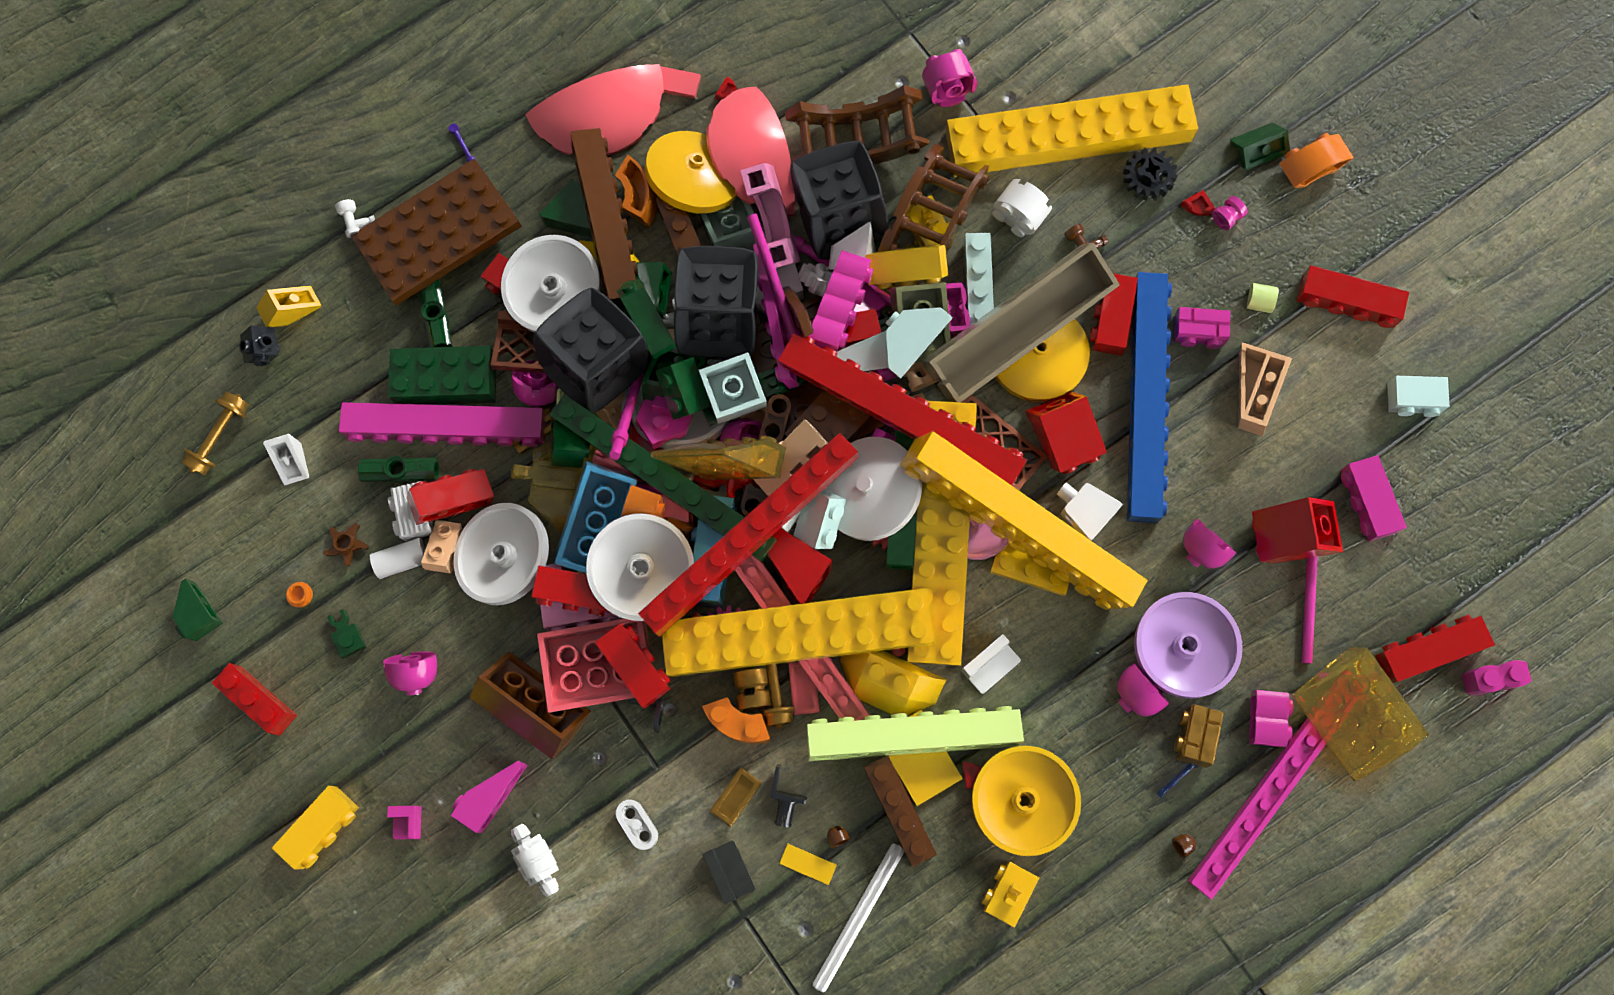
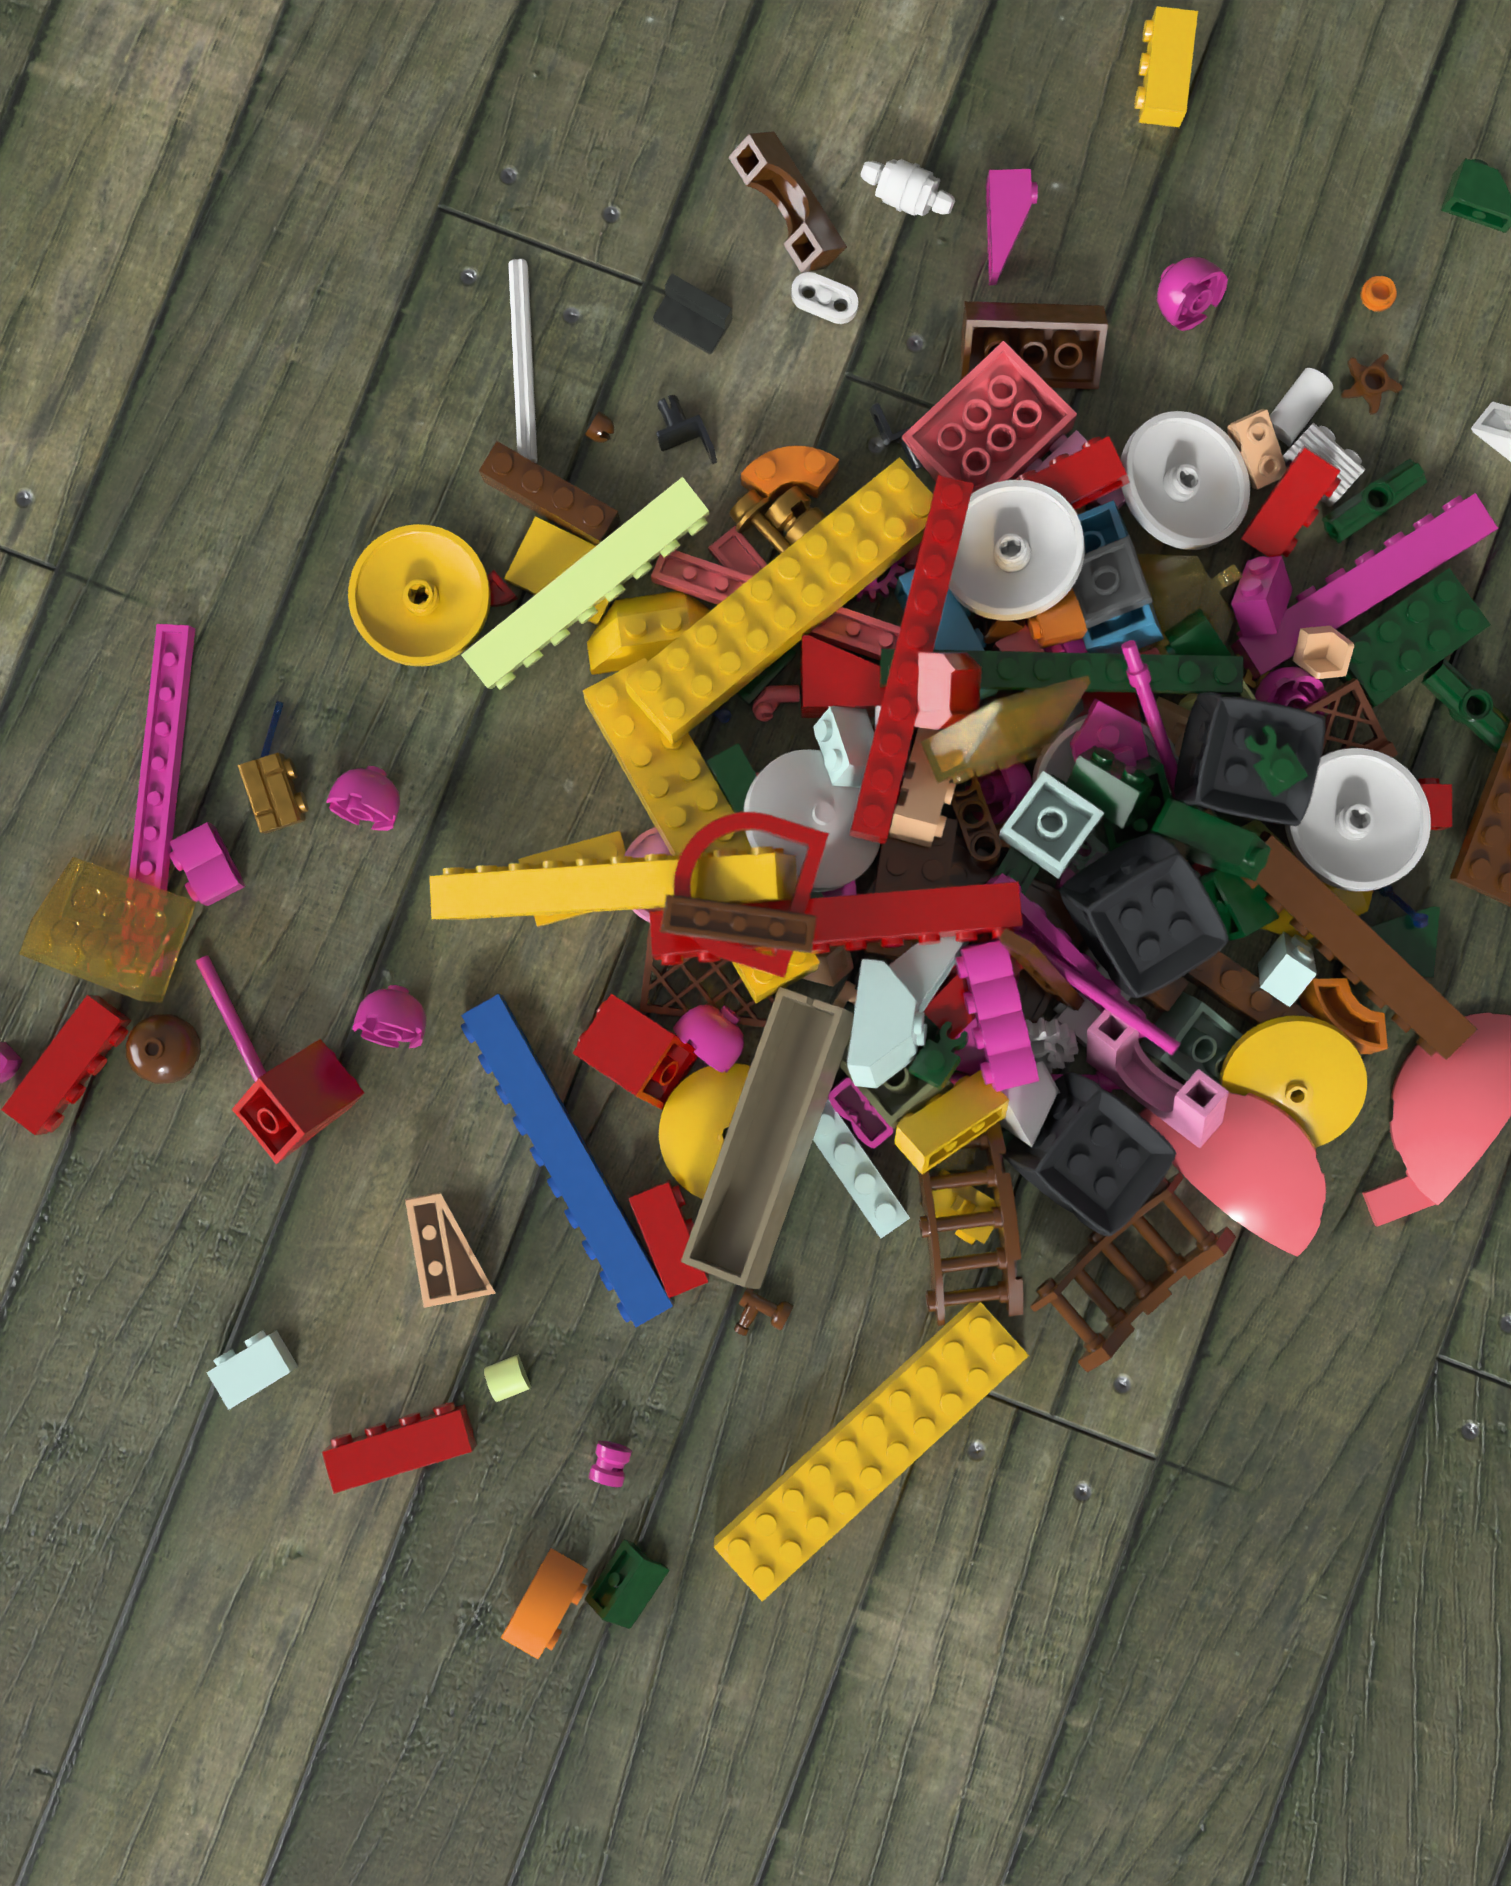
camera: 140 degrees right, 10 degrees up
(254, 699) = (1338, 149): red brick -> none
(347, 637) = (1289, 284): dark green plate -> none
(405, 821) = (1076, 139): dark pink panel -> none
(498, 394) = (1323, 652): none -> light nougat panel
(508, 449) = (1262, 596): none -> dark pink brick
(557, 210) = (1419, 919): none -> hinge
(582, 322) = (1278, 767): none -> dark green plate
(593, 508) = (1111, 582): none -> dark grey tile
(613, 934) = (769, 169): none -> reddish brown arch
(634, 664) = (943, 445): red brick -> none
(651, 233) = (1287, 968): none -> light aqua brick
(725, 89) = (1331, 1227): red tile -> none
(735, 797) = (738, 399): pearl gold tile -> none
(741, 499) = (946, 688): none -> slope
(808, 864) = (613, 382): yellow sticker -> none
(843, 591) = (771, 697): none -> coral arm
(893, 298) = (938, 1061): none -> dark green plate
(949, 78) = (1064, 1417): dark pink brick -> none
(966, 432) = (738, 923): none -> reddish brown tile
(967, 410) = (753, 821): none -> red window
(991, 665) = (552, 725): white panel -> none
(1010, 893) = (376, 488): yellow brick -> none
(1014, 408) = (712, 1034): none -> dark pink cylinder
(1022, 207) = (863, 1300): white brick -> none
(1087, 509) = (553, 973): white torso -> none
(1143, 181) = (726, 1464): black gear -> none
(1184, 844) = (220, 666): reddish brown hinge -> none
(1198, 204) = (654, 1454): red tile -> none
(1201, 327) = (556, 1289): dark pink brick -> none
(1211, 641) = (312, 881): lavender dish -> none
(1365, 621) = (163, 1048): none -> reddish brown cylinder
(1372, 498) = (234, 1202): dark pink brick -> none

